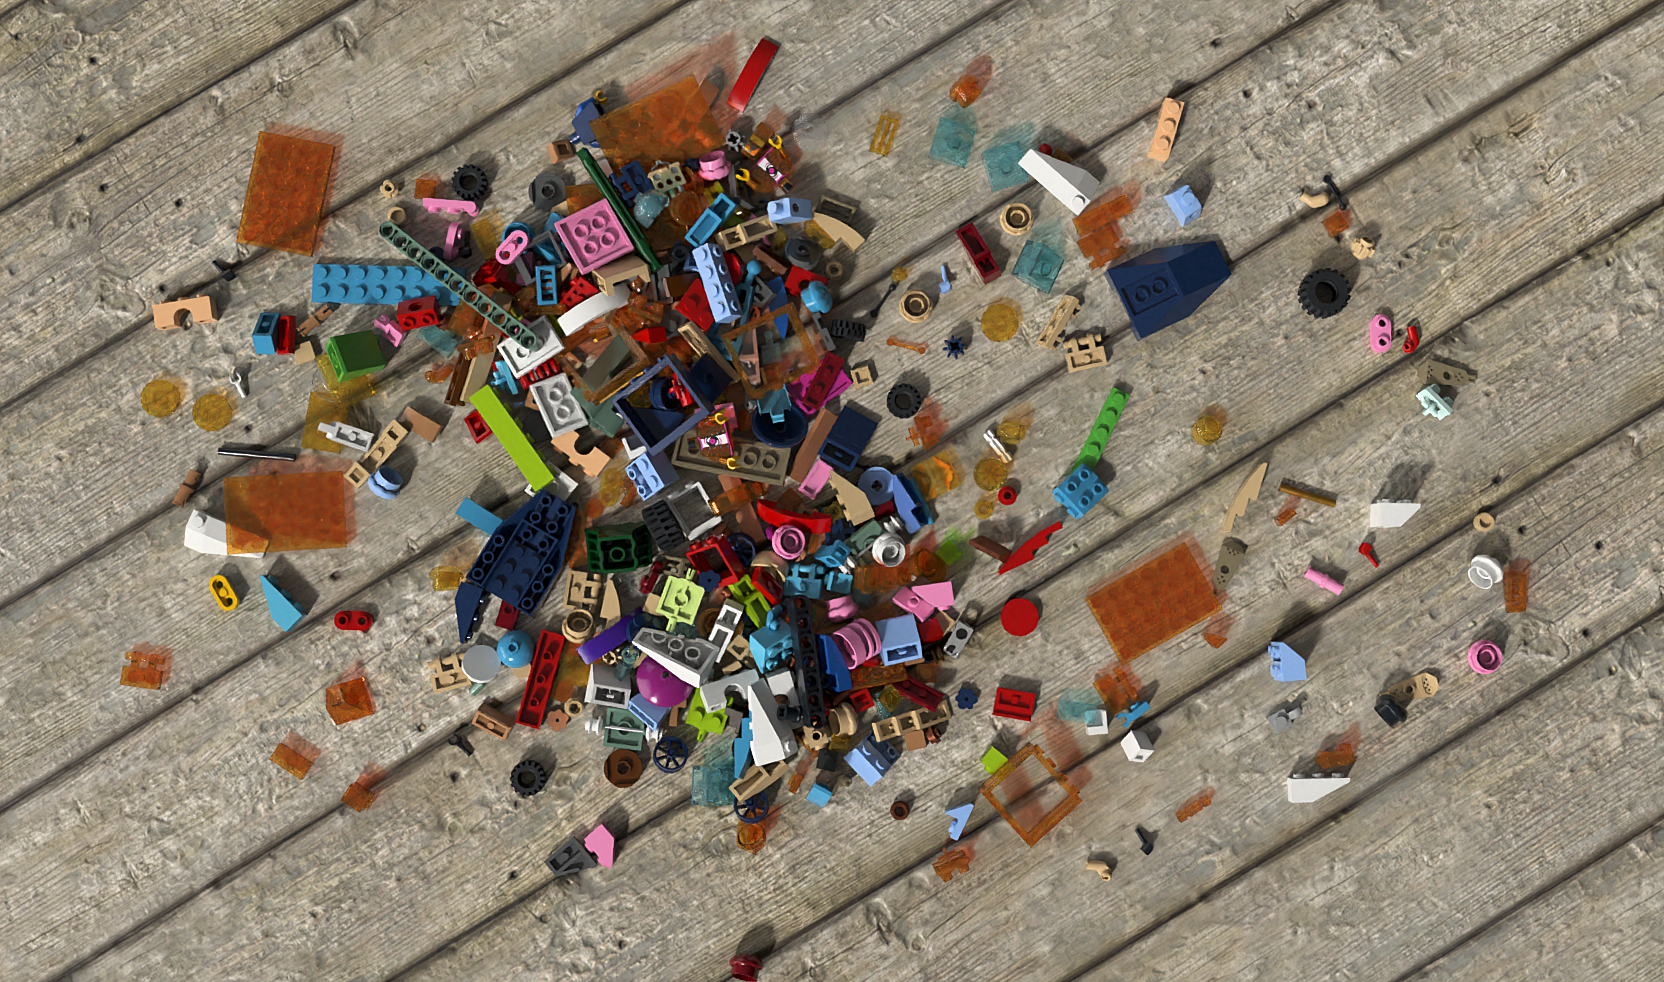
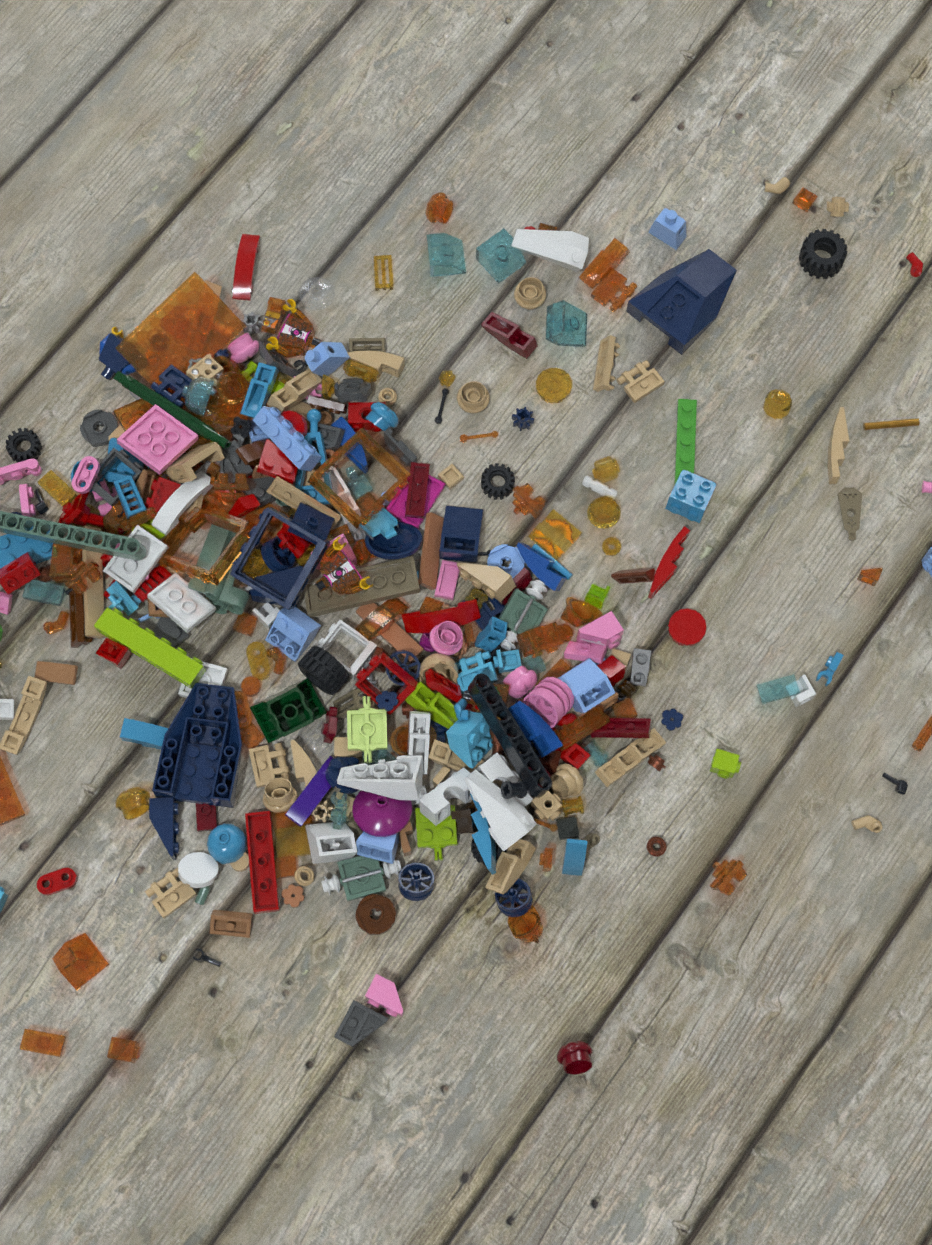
camera: 25 degrees left, 15 degrees down
(385, 482) = (41, 738): light blue piece -> none
(516, 780) = (277, 953): black tyre -> none
(560, 151) = (97, 391): medium nougat slope -> none
(594, 462) = (233, 644): light nougat arch -> none
(712, 785) = (468, 894): clear light blue slope -> none
(848, 330) = (422, 438): black tyre -> none
(872, 758) = (608, 806): light blue slope -> none
(889, 549) = (541, 609): white piece -> none
(889, 698) = (601, 743): clear yellow plate -> none
(915, 740) = (641, 775): medium nougat slope -> none
(945, 285) = (491, 374): light blue hand -> none
(961, 813) = (715, 825): light blue slope -> none
(1002, 500) = (627, 531): red plate -> none
(1013, 704) = (717, 705): red plate -> none
(1053, 816) = (789, 751): clear orange window -> none
(1111, 695) = (801, 660): clear orange plate -> none
(1137, 746) = (848, 697): white panel -> none
(1153, 604) = (801, 567): clear orange plate -> none
(1166, 129) = (626, 179): light nougat arch -> none
(1284, 517) = (881, 447): clear orange tile -> none
(1327, 179) = (780, 168): black hinge -> none
(1378, 332) = (885, 268): bright pink plate -> none

